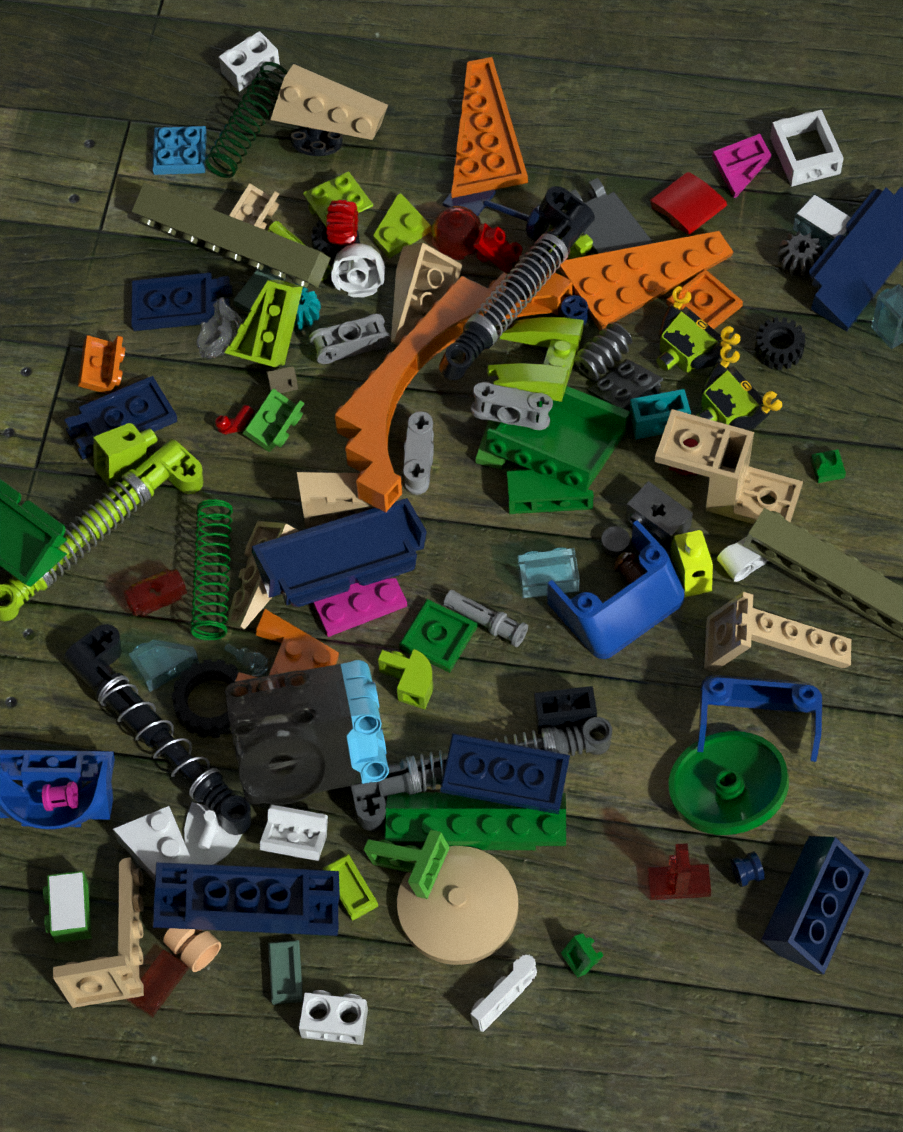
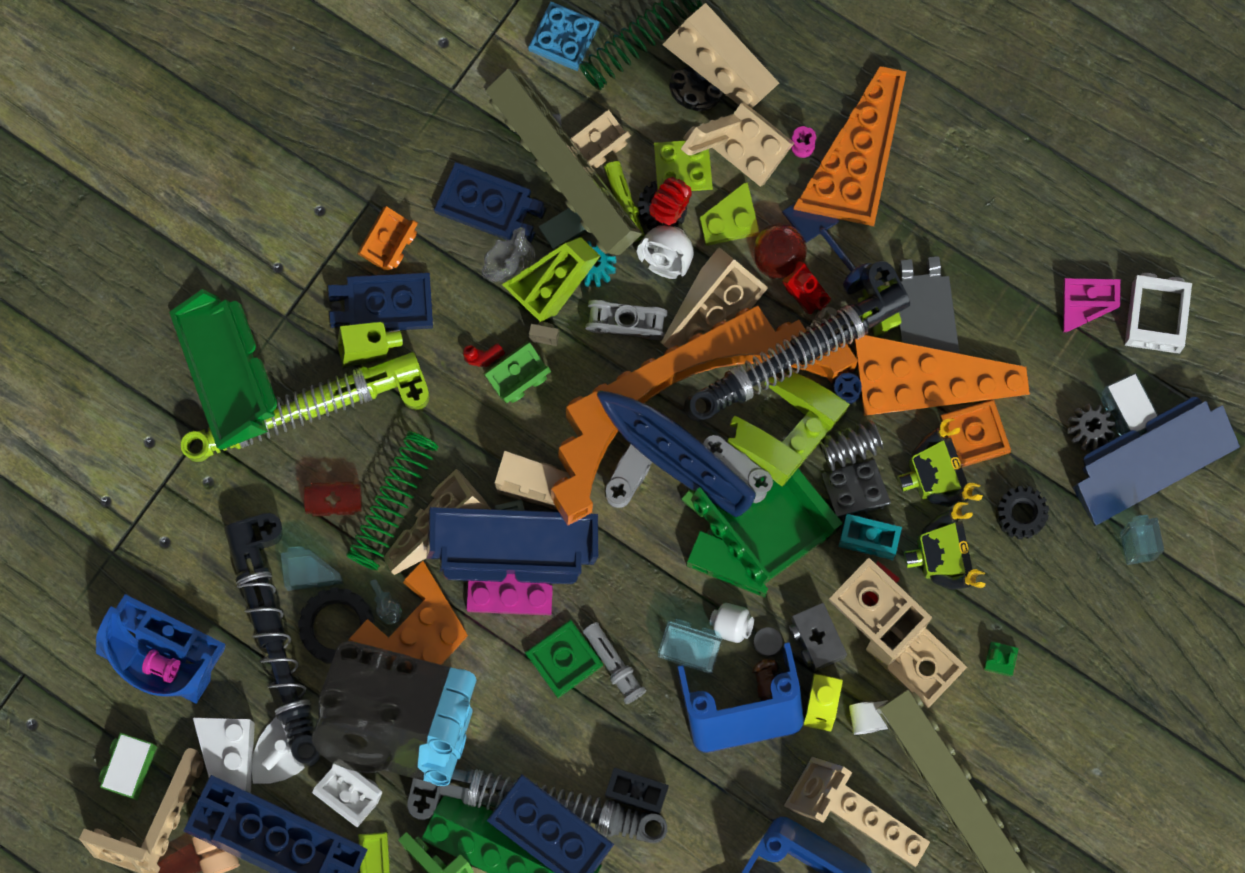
camera: 25 degrees right, 15 degrees up
(381, 158) = (743, 140): none -> tan bracket
(415, 675) = (524, 694): lime brick -> none
(432, 143) = (806, 134): none -> dark pink bush
(453, 406) = (677, 452): none -> dark blue piece
(576, 534) = (732, 622): none -> white head
(688, 203) = (1014, 320): red slope -> none

